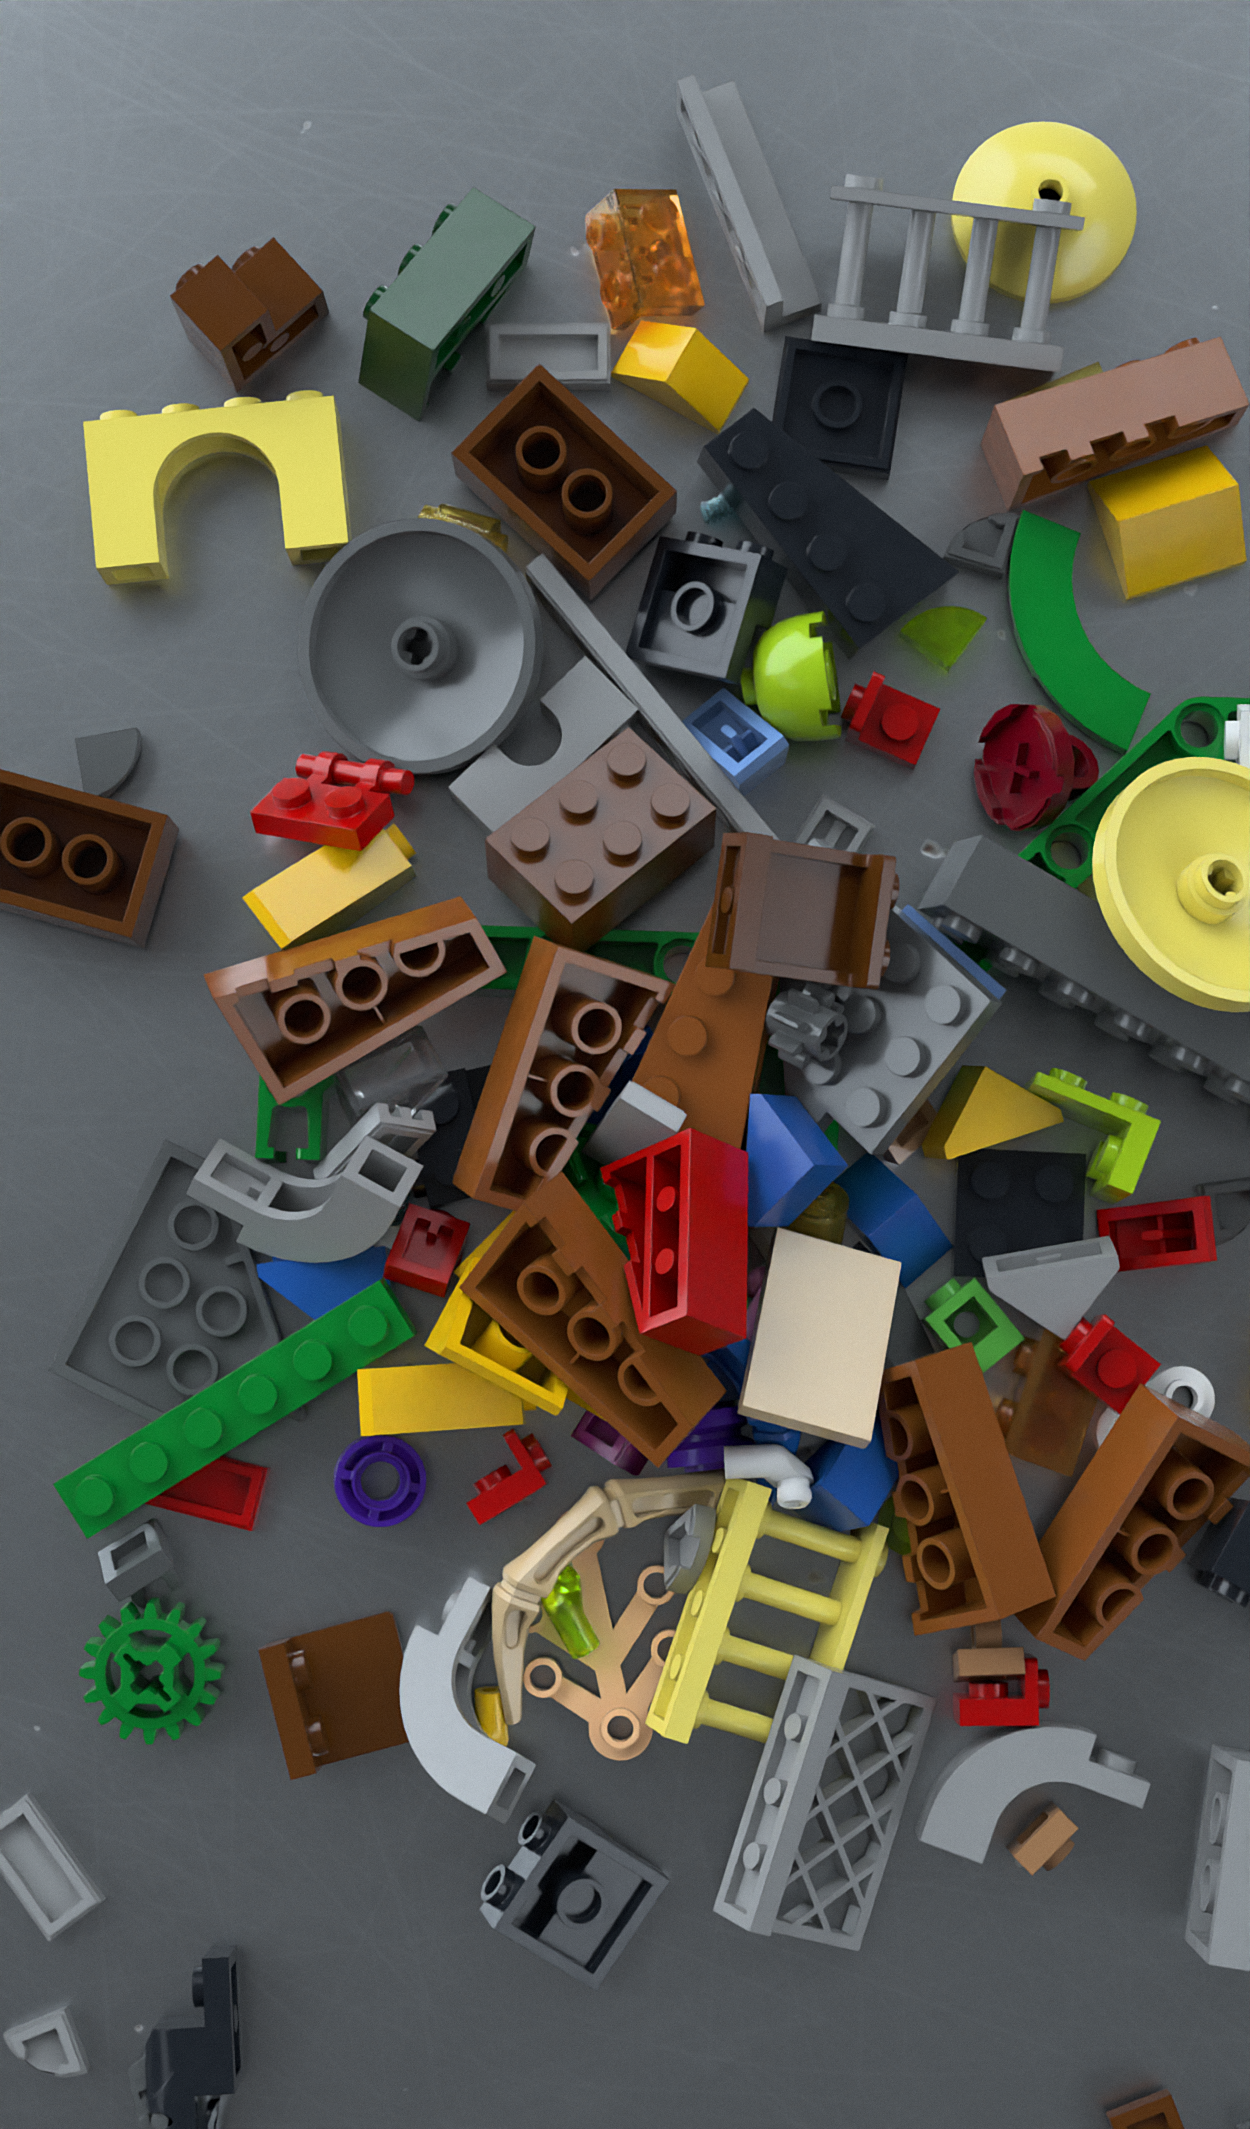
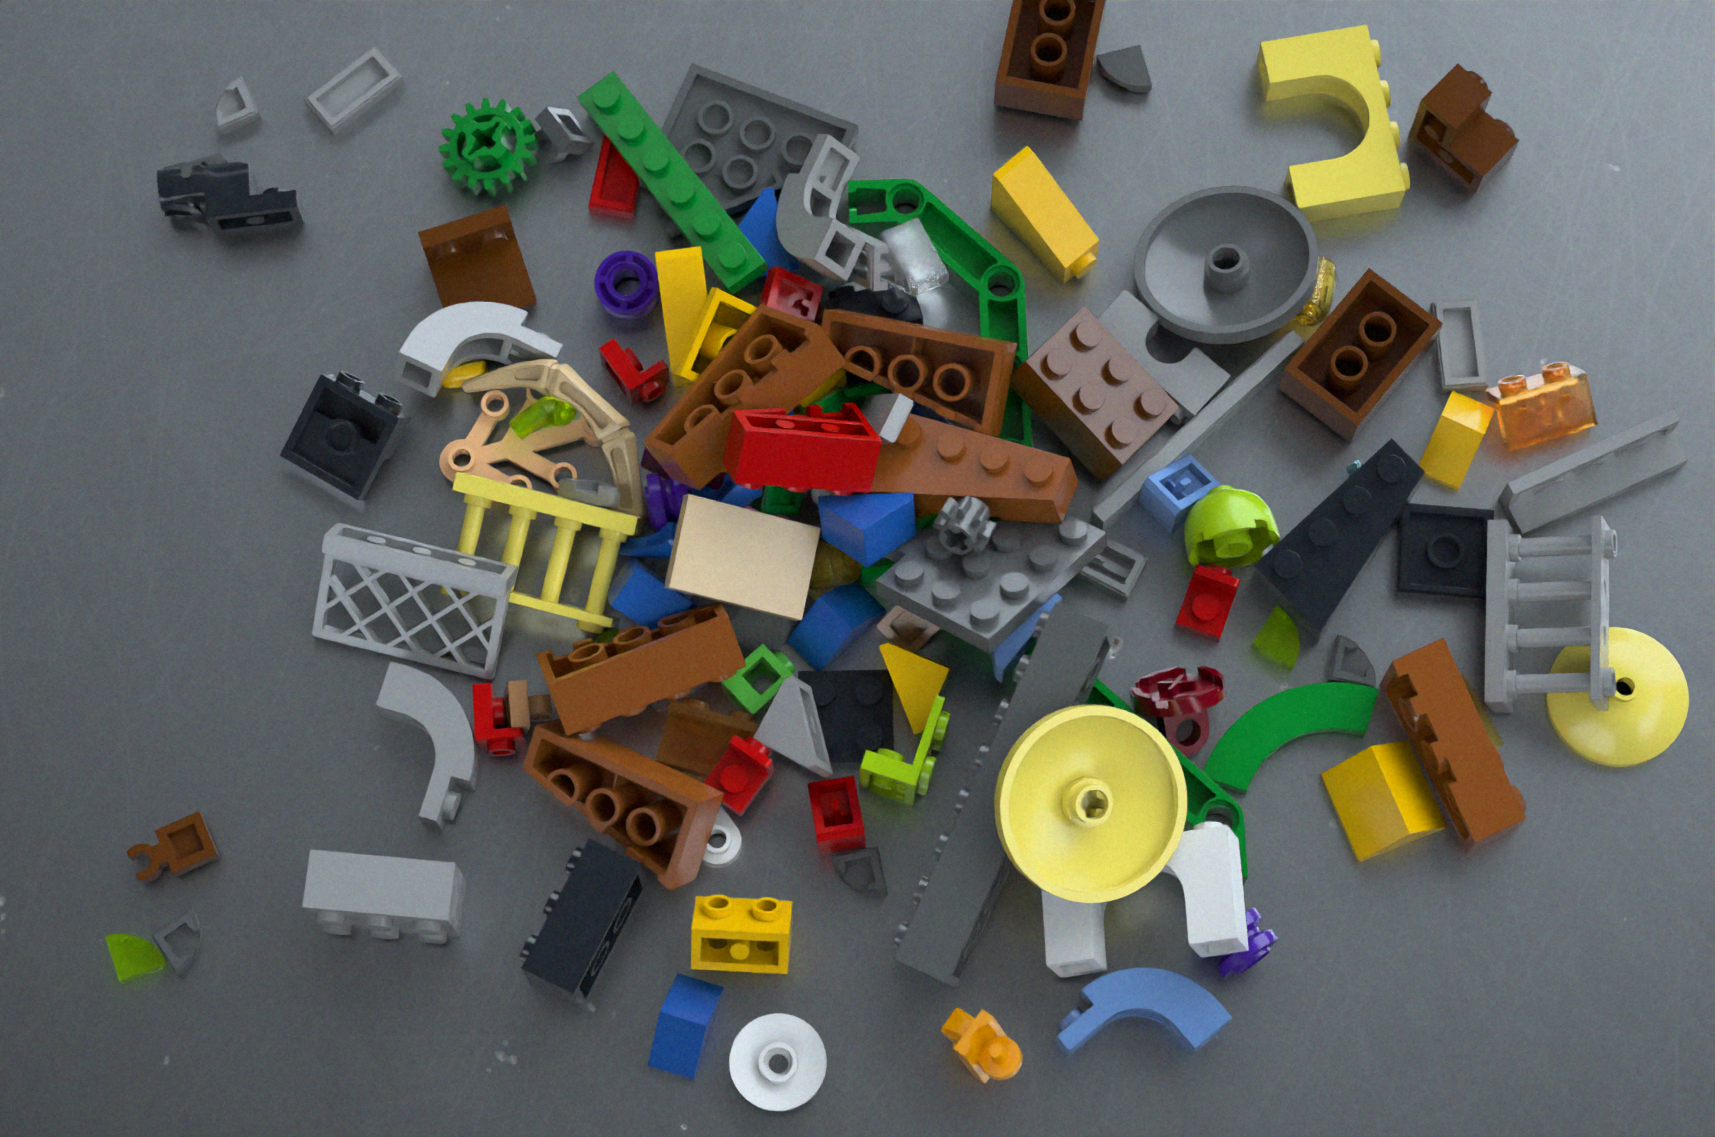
camera: 85 degrees right, 10 degrees down
(324, 809) = (1099, 208): red plate -> none
(351, 992) = (965, 221): dark orange wedge -> none
(440, 299) = (1492, 260): wedge -> none
(705, 606) = (1279, 456): black plate -> none
(776, 1466) = (651, 536): white arm -> none
(802, 911) = (1043, 505): reddish brown panel -> none
(1044, 1840) = (393, 756): medium nougat plate -> none

